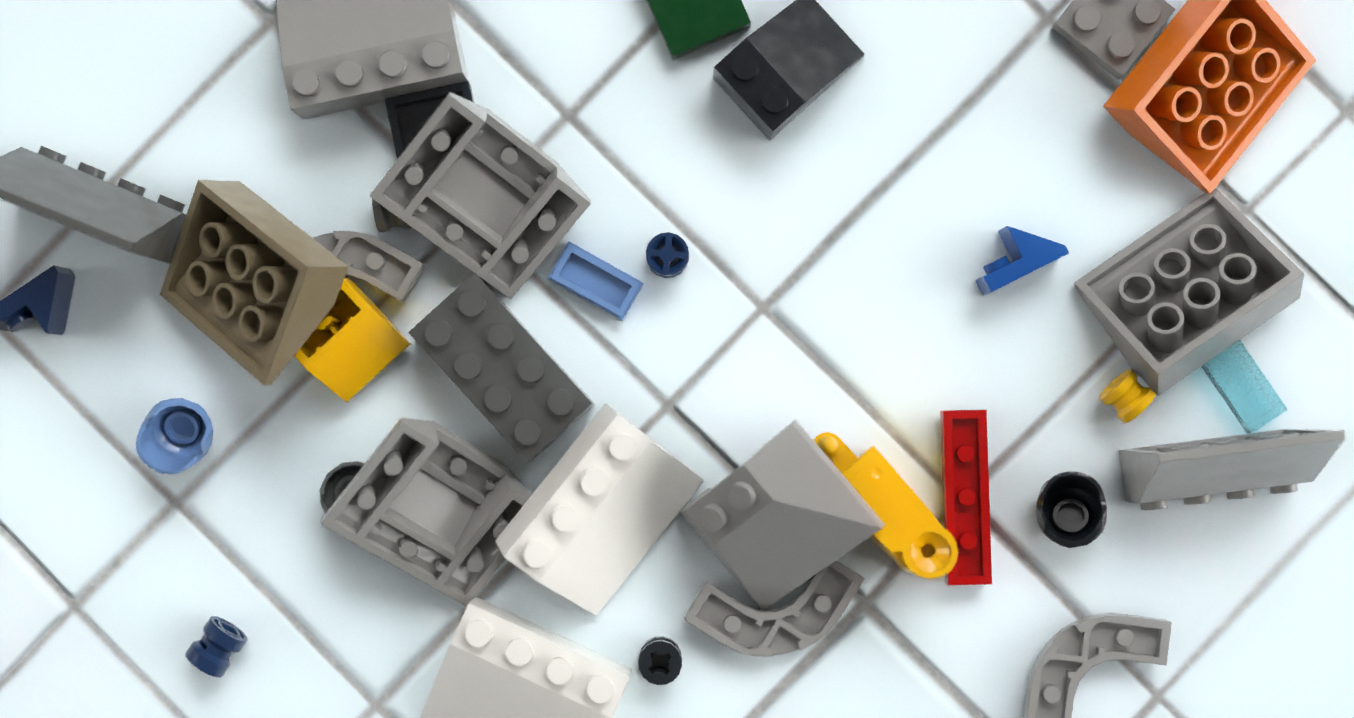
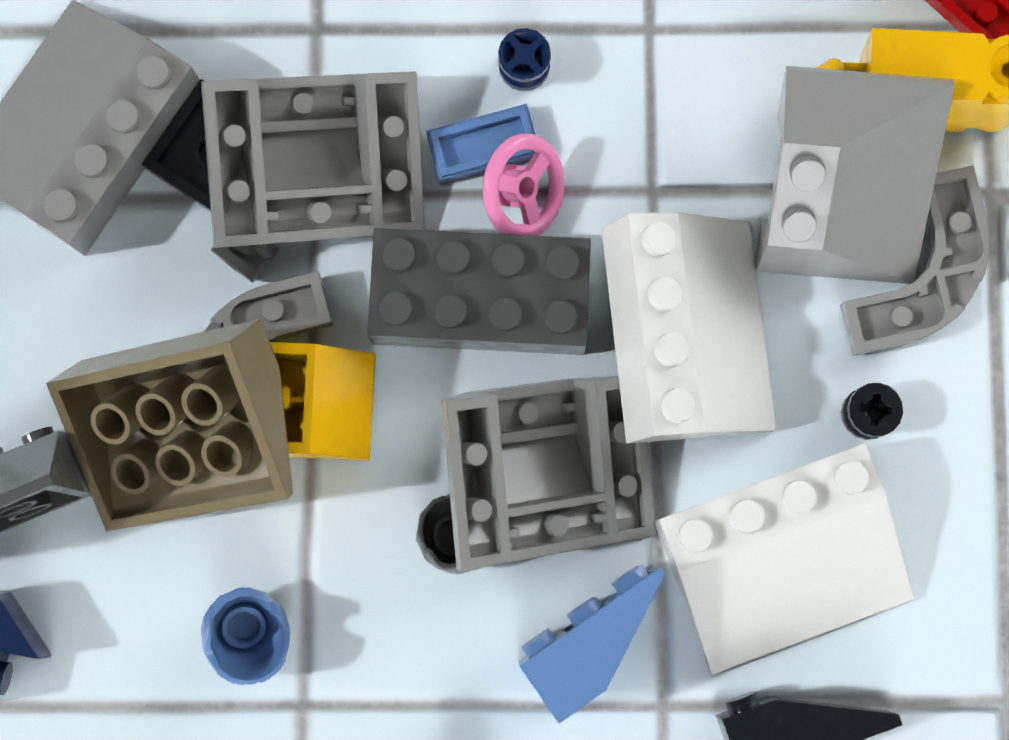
camera: 45 degrees left, 5 degrees down
(341, 635) = (584, 656): none -> medium blue slope
(587, 328) = (518, 185): none -> bright pink piece

